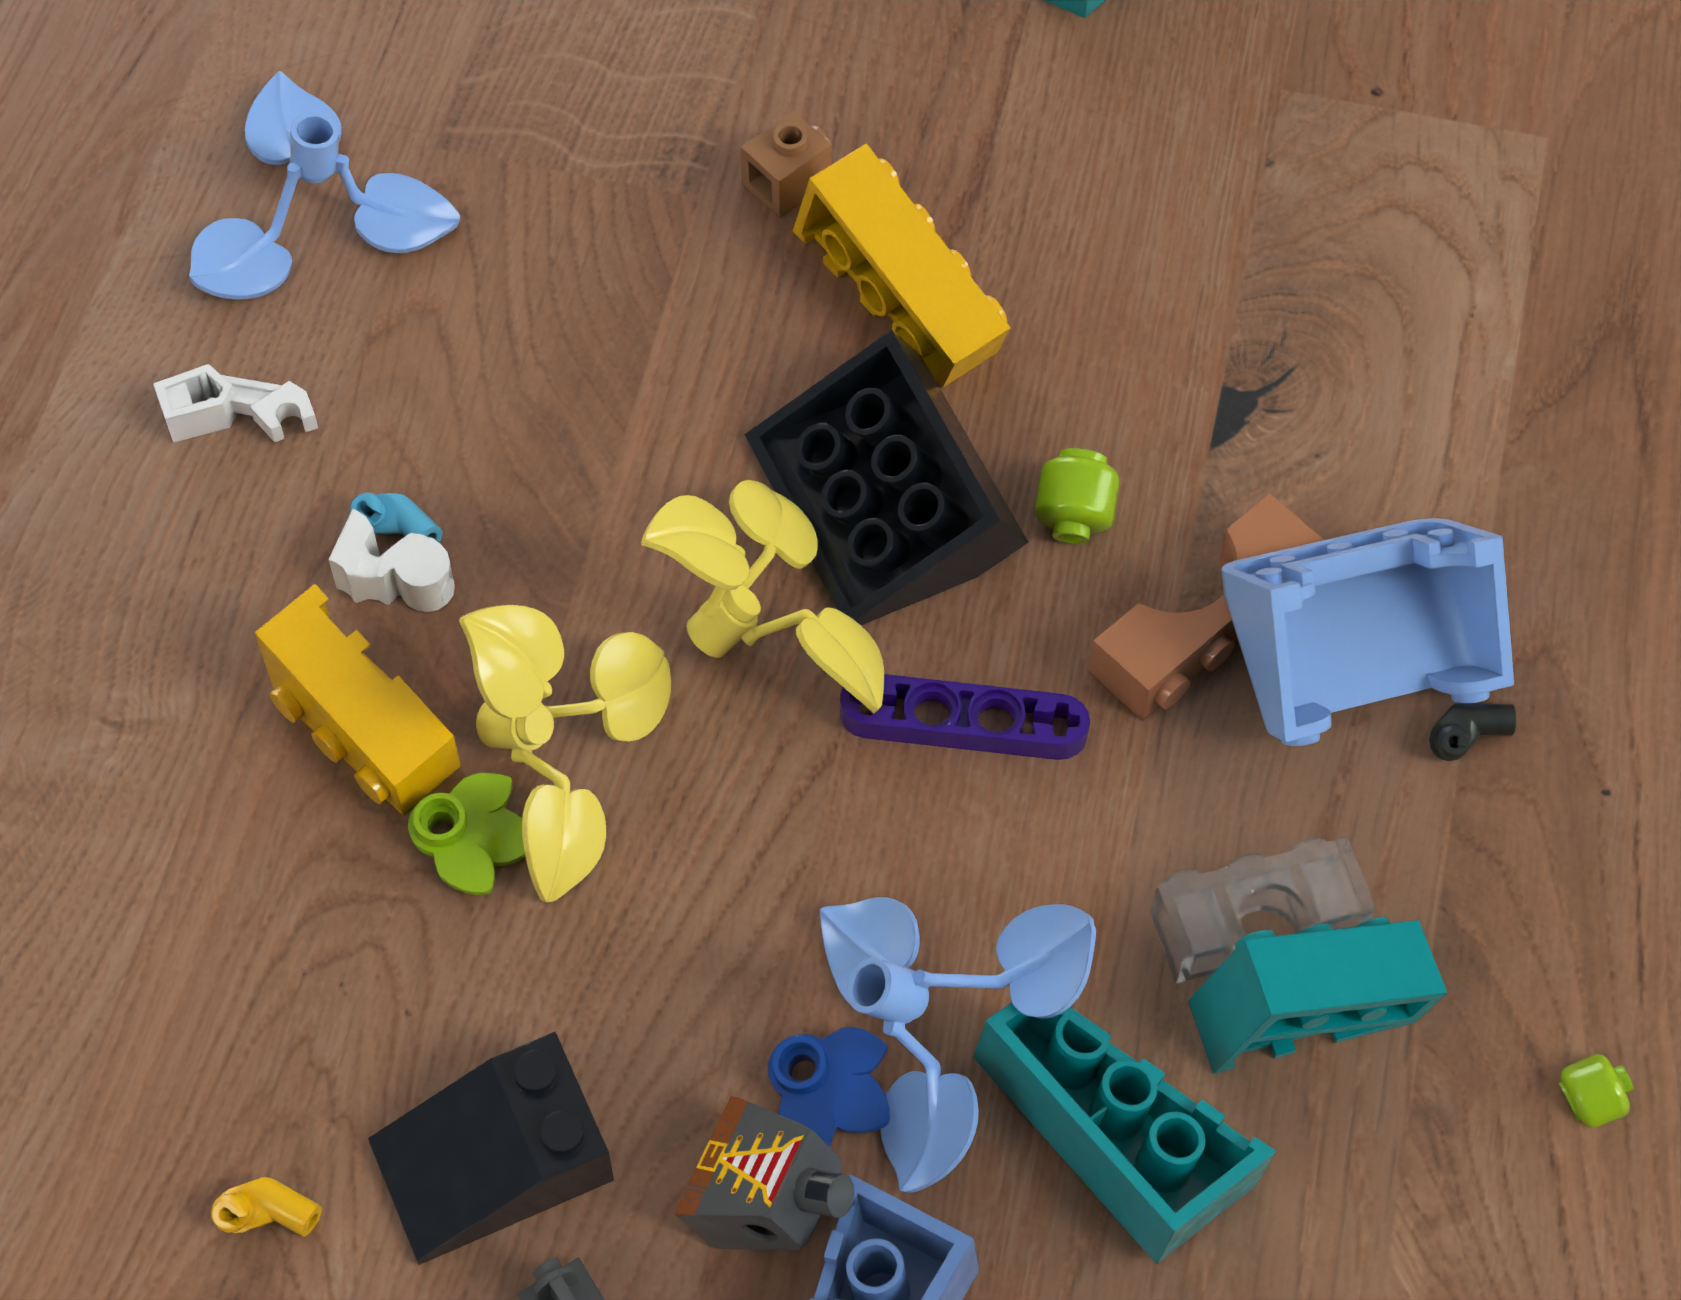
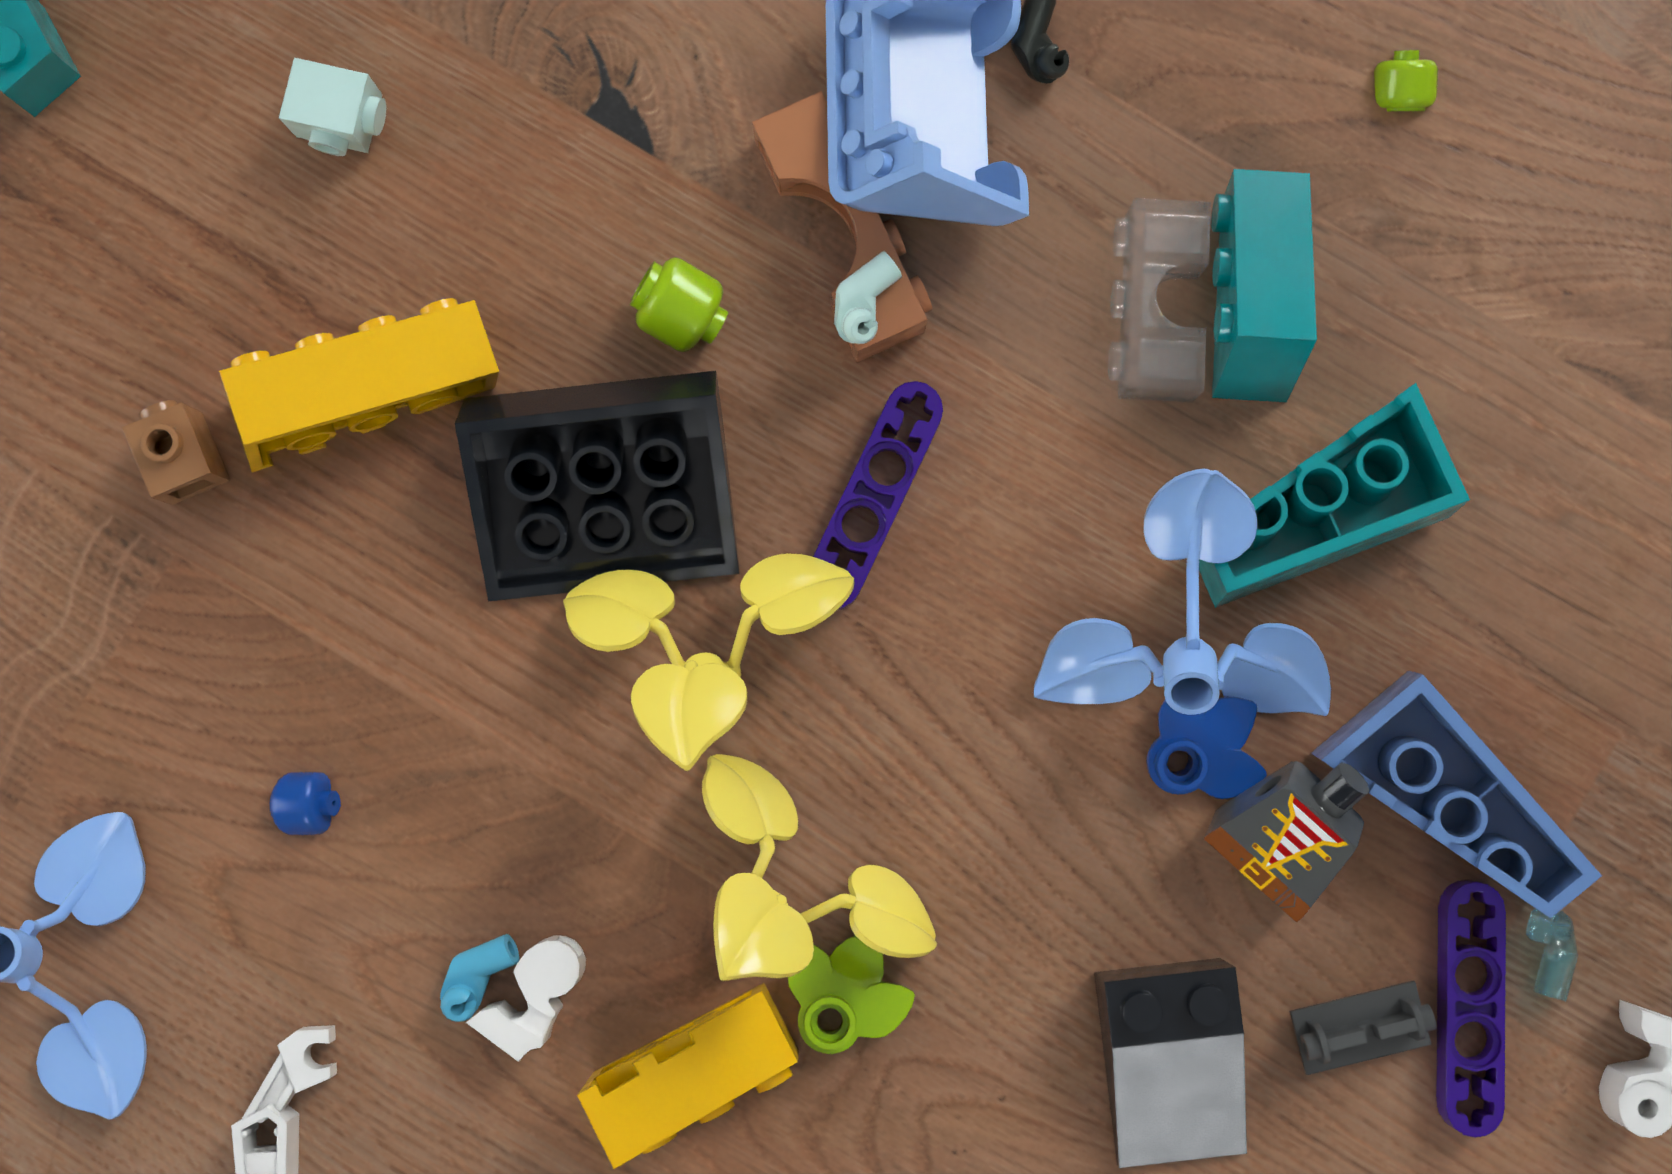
camera: 70 degrees left, 25 degrees up
(511, 349) = (304, 803): none -> blue piece
(1136, 186) = (332, 107): none -> light aqua brick
(1143, 618) = (857, 298): none -> light aqua arm

